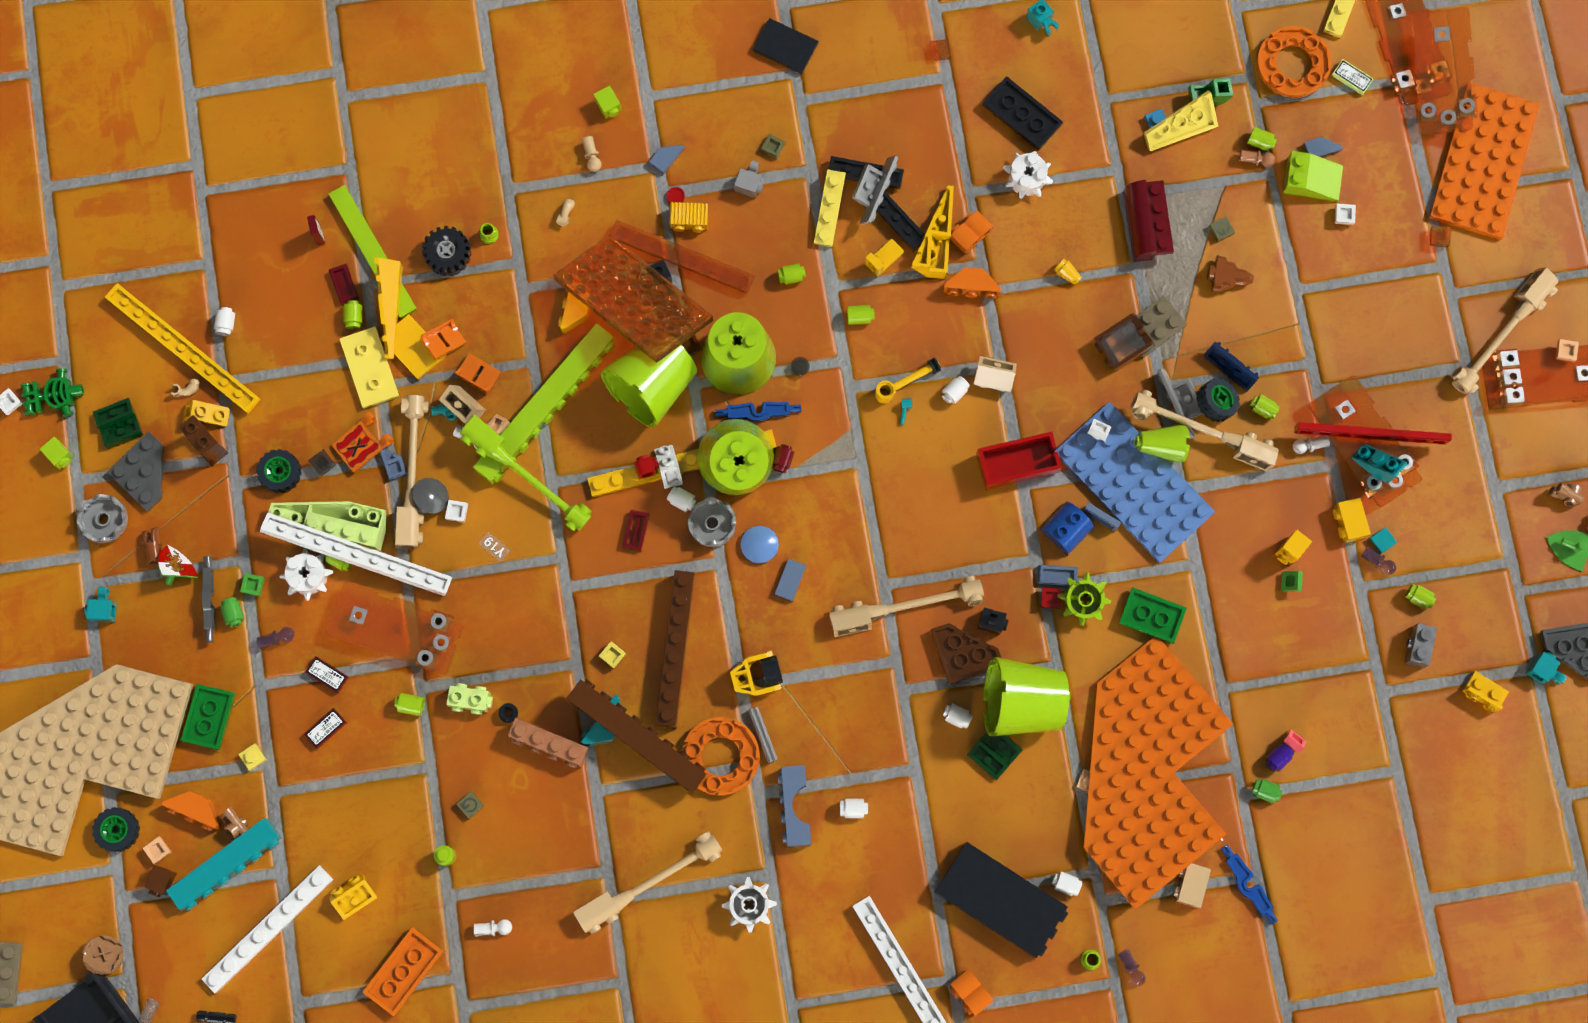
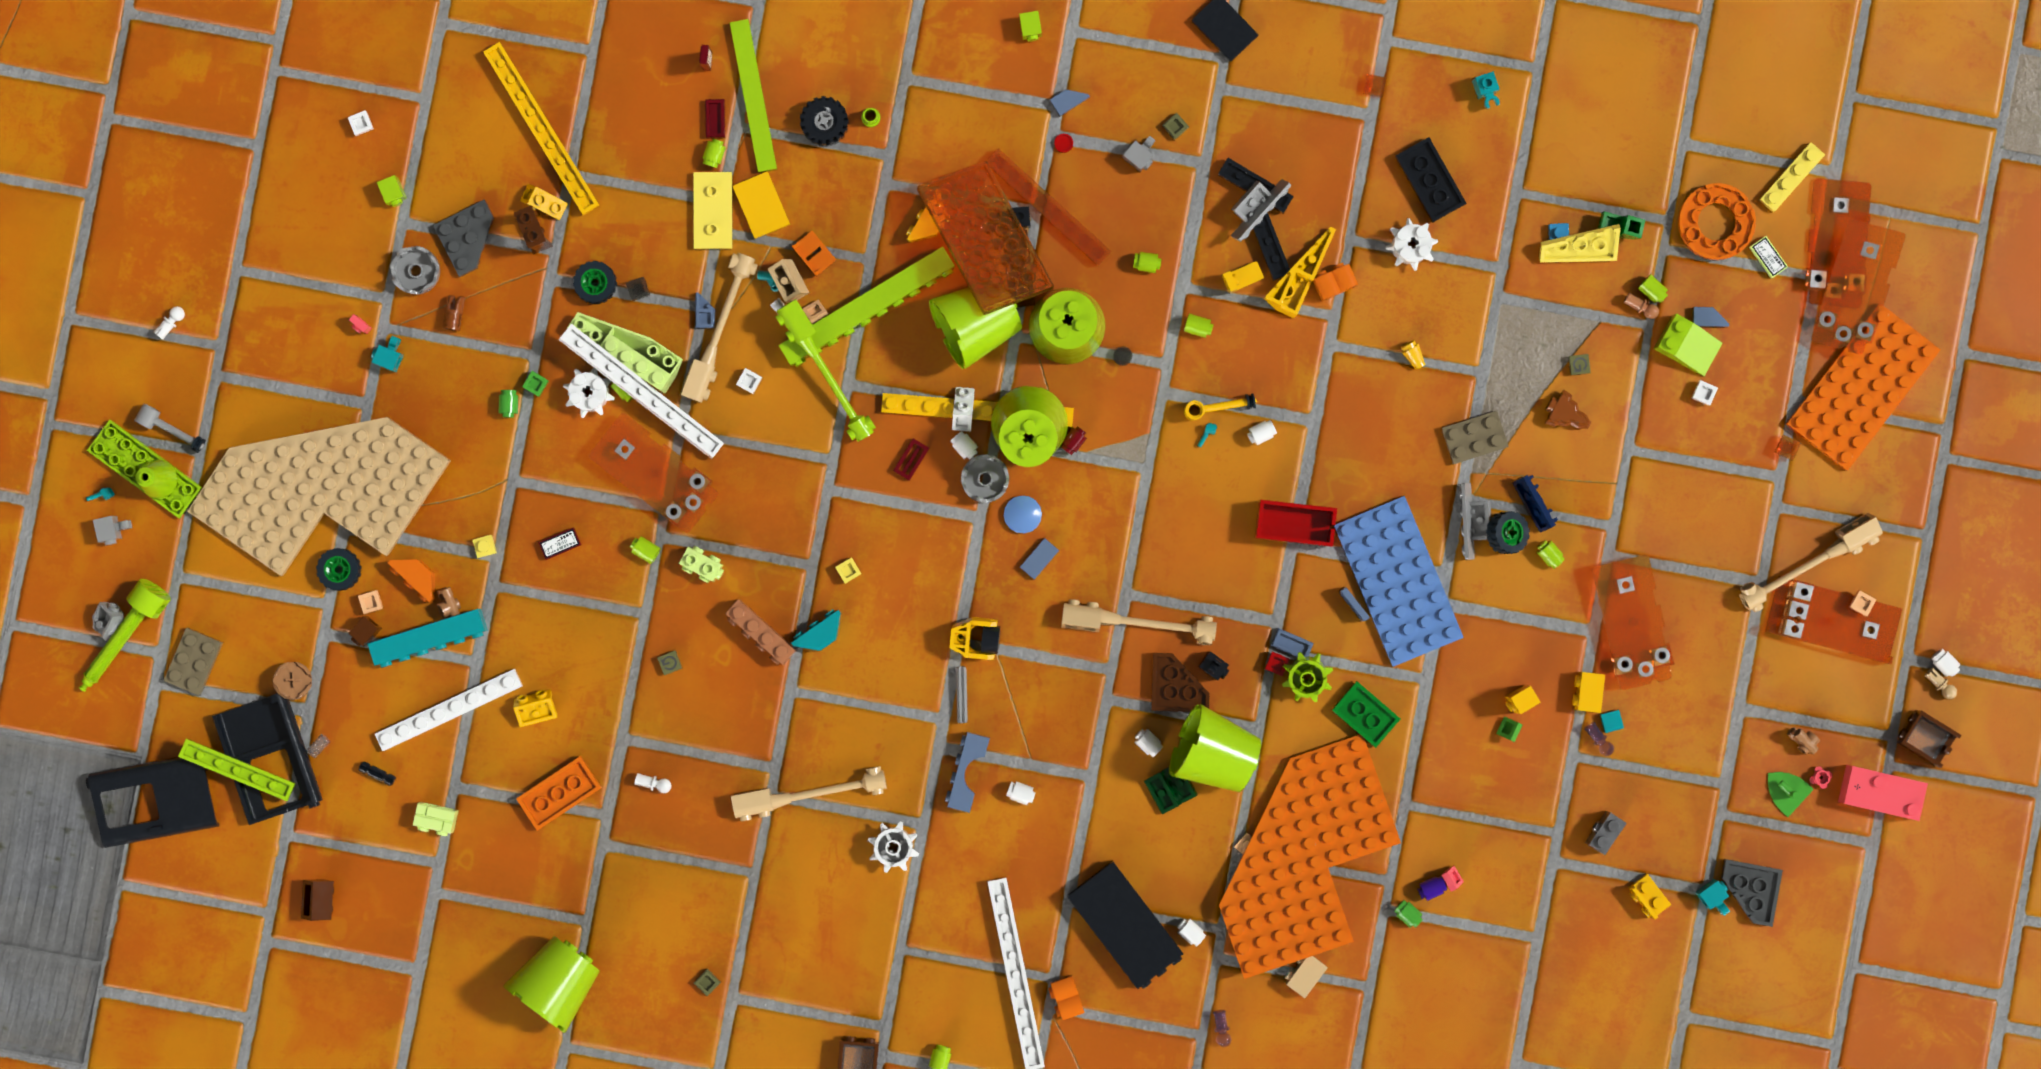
camera: 20 degrees right, 10 degrees up
(60, 387) = (418, 132): green piece -> none
(64, 588) = (359, 325): none -> coral plate
(117, 423) = (457, 180): dark green slope -> none
(174, 564) = (469, 339): shield -> none
(192, 388) = (535, 172): tan arm -> none
(207, 592) = (488, 384): dark grey piece -> none
(208, 717) = (455, 494): green plate -> none
(224, 321) = (589, 116): white brick -> none
(286, 634) = (551, 442): pin -> none
(327, 674) = (577, 493): tile -> none
(359, 445) = (678, 283): flag -> none
(389, 287) = (756, 142): yellow wedge -> none
(430, 495) = (729, 358): dark grey dish -> none
(445, 855) = (631, 702): lime brick -> none
(450, 335) = (800, 208): orange piece -> none
(494, 546) = (773, 427): clear sticker -> none
(508, 706) = (738, 585): black plate -> none
(563, 218) = (955, 117): tan arm -> none
(593, 164) = (996, 82): tan pin -> none
(636, 736) = (843, 656): reddish brown brick -> none
(646, 466) = (941, 403): red plate -> none
(675, 649) = (908, 586): reddish brown brick -> none
(688, 216) = (1068, 169): yellow brick -> none
(746, 743) = (896, 720): orange plate -> none
(747, 411) = (1077, 387): blue piece -> none
(829, 208) = (1207, 209): light yellow plate -> none
(972, 283) = (1317, 333): orange slope -> none
(995, 374) = (1305, 431): tan brick -> none
(1067, 527) = (1318, 602): blue brick -> none
(1084, 959) = (1182, 1002): lime piece -> none
(1099, 430) = (1383, 521): white plate -> none
(1124, 342) = (1440, 444): window -> none
(1148, 220) = (1510, 331): dark red brick -> none
(1165, 443) = (1440, 556): lime cone -> none
(1246, 447) = (1516, 587): tan bar -> none
(1256, 893) = (1356, 982): blue piece -> none
(1301, 446) = (1570, 604): white pin -> none
(1372, 433) = (1641, 618): red tile -> none
(1378, 463) = (1634, 649): teal slope -> none
(1420, 596) = (1624, 787): lime brick -> none

